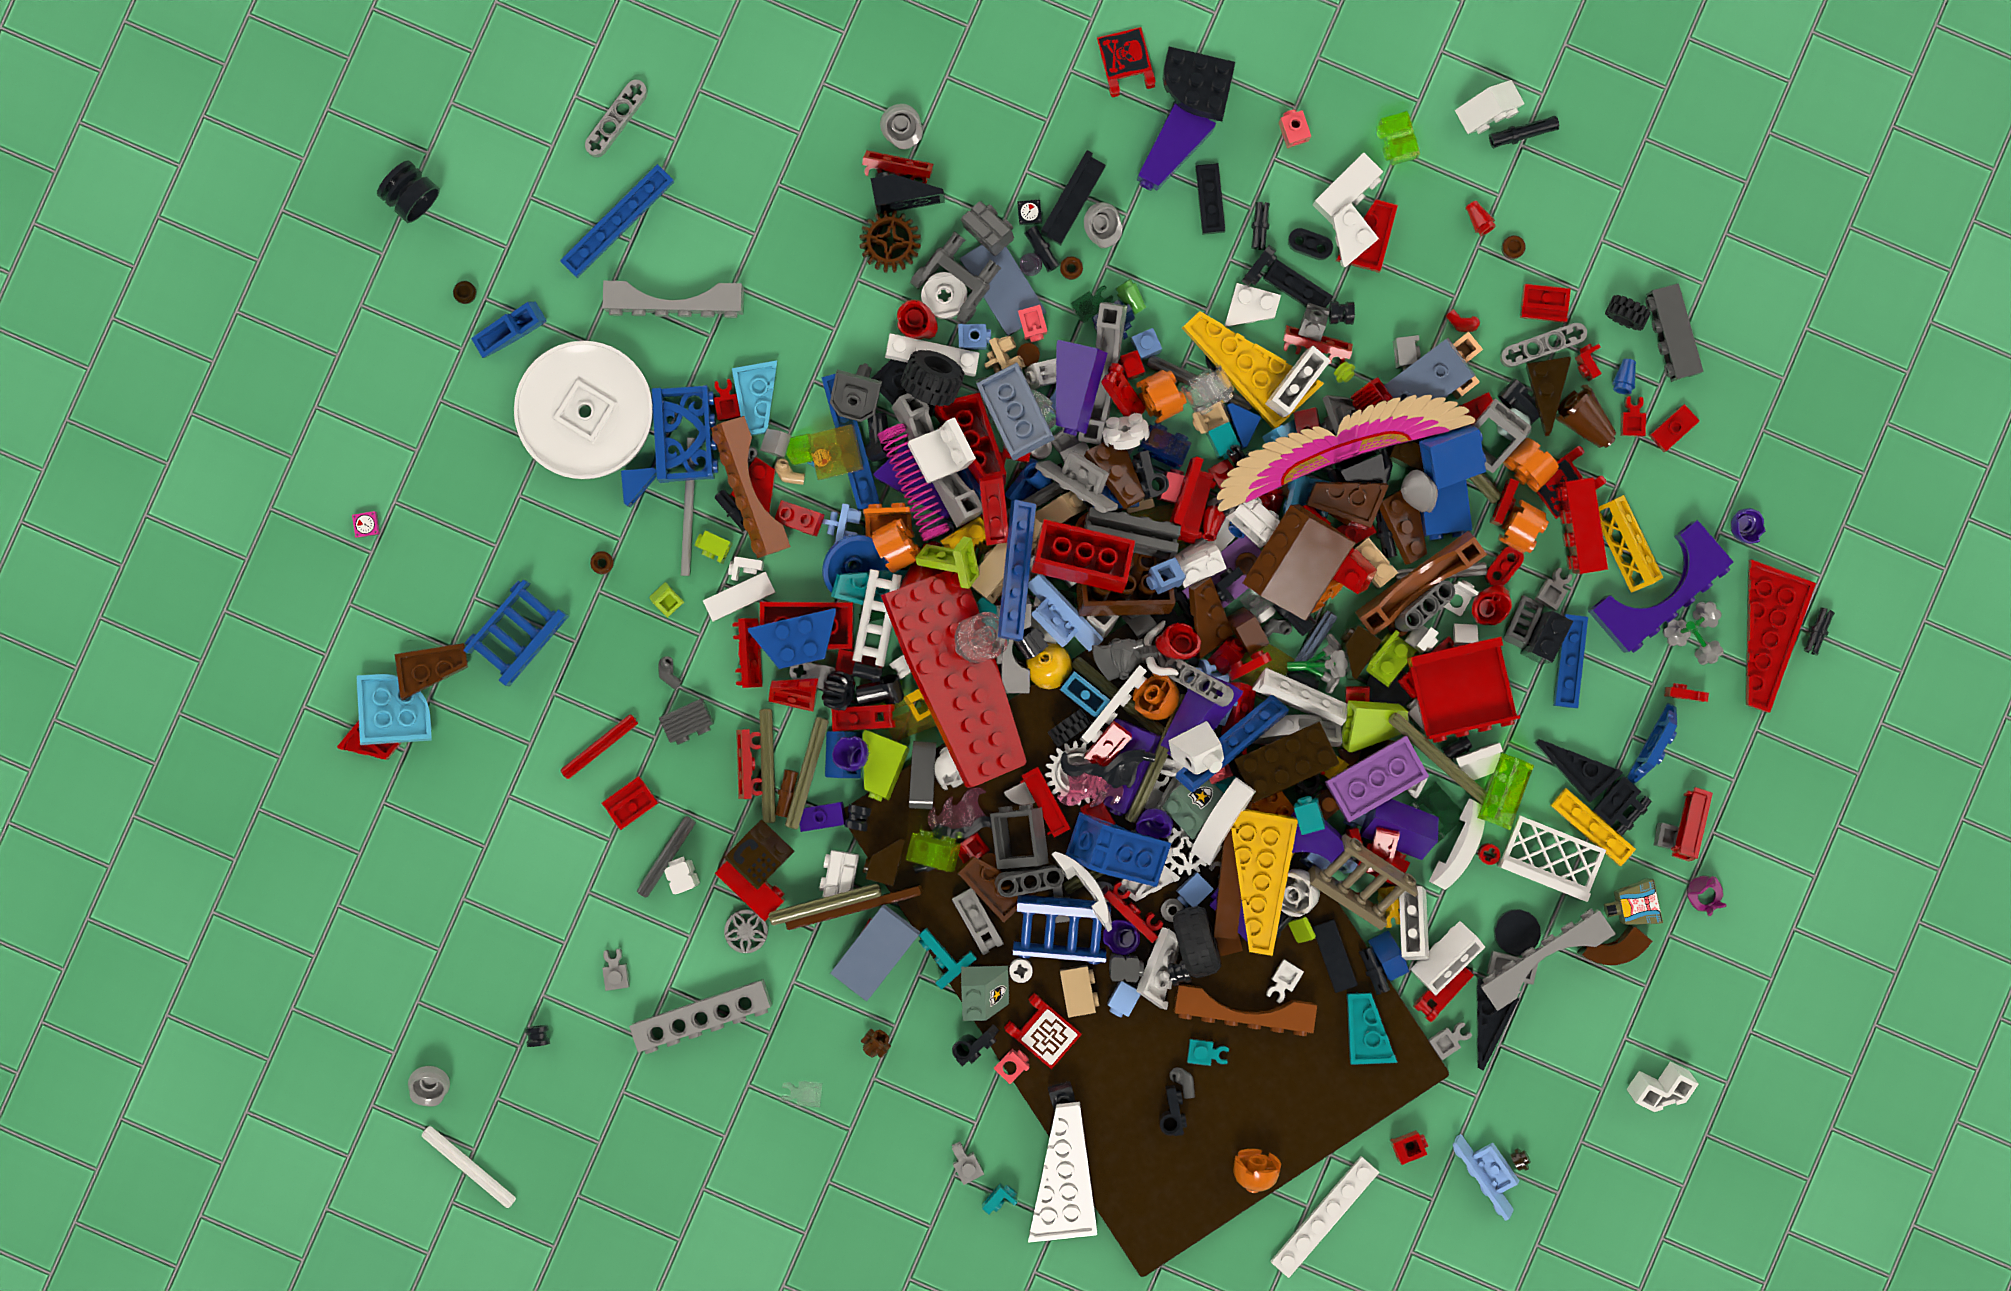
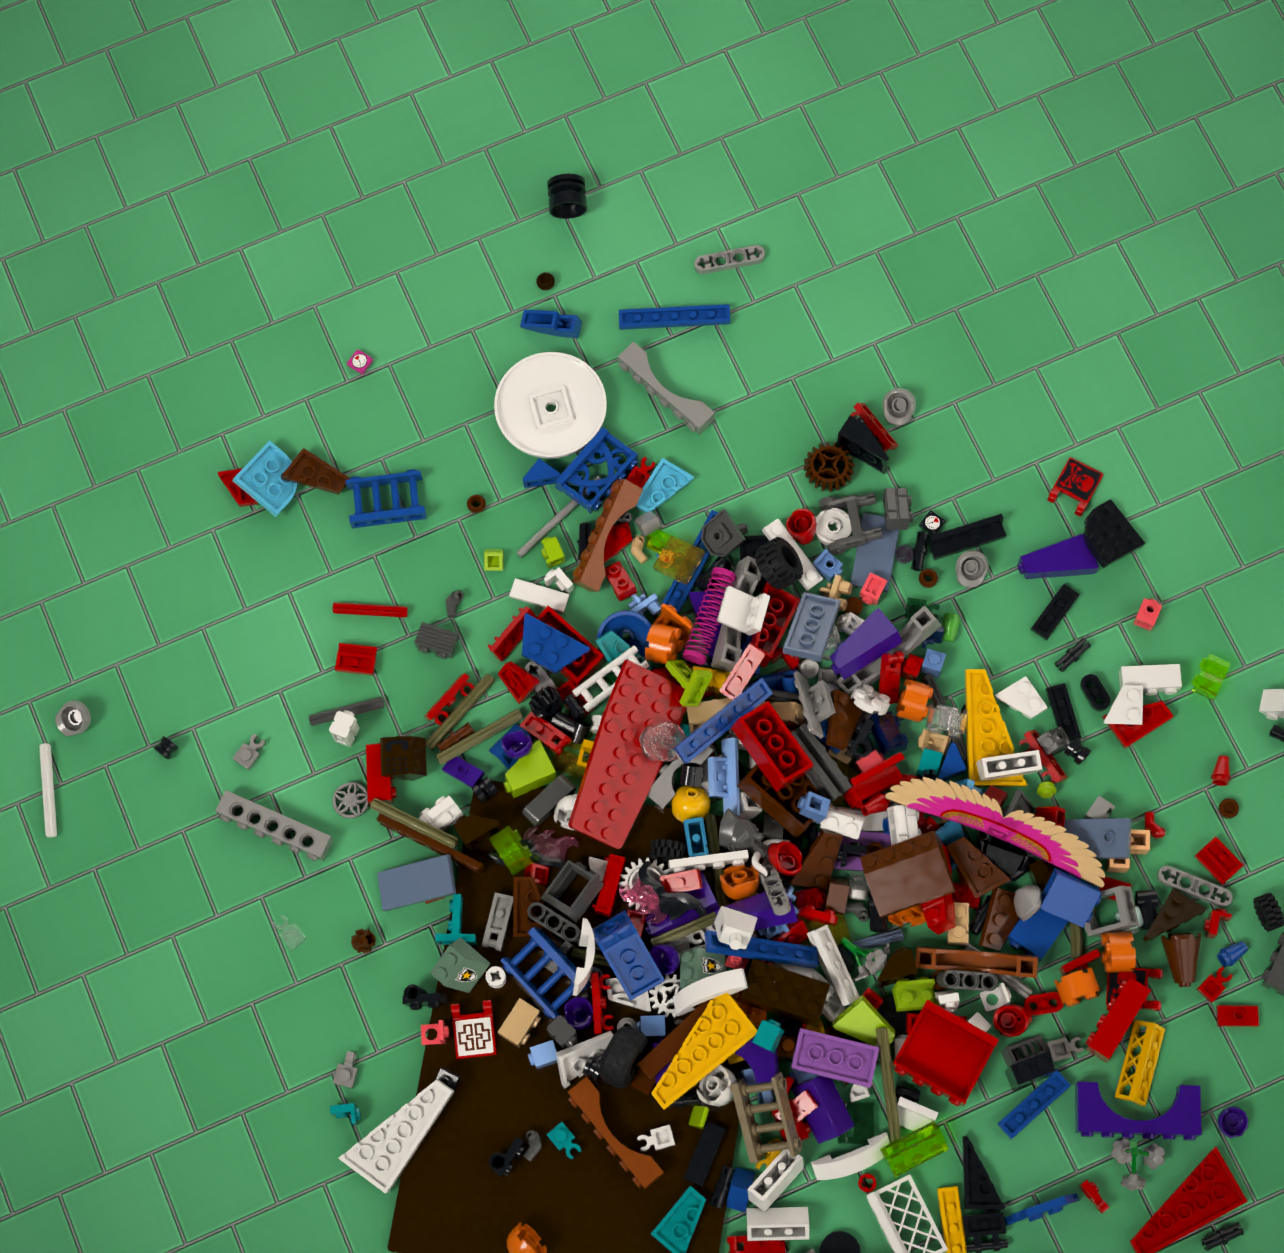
camera: 50 degrees right, 15 degrees down
(1254, 274) = (1056, 676): black plate -> none

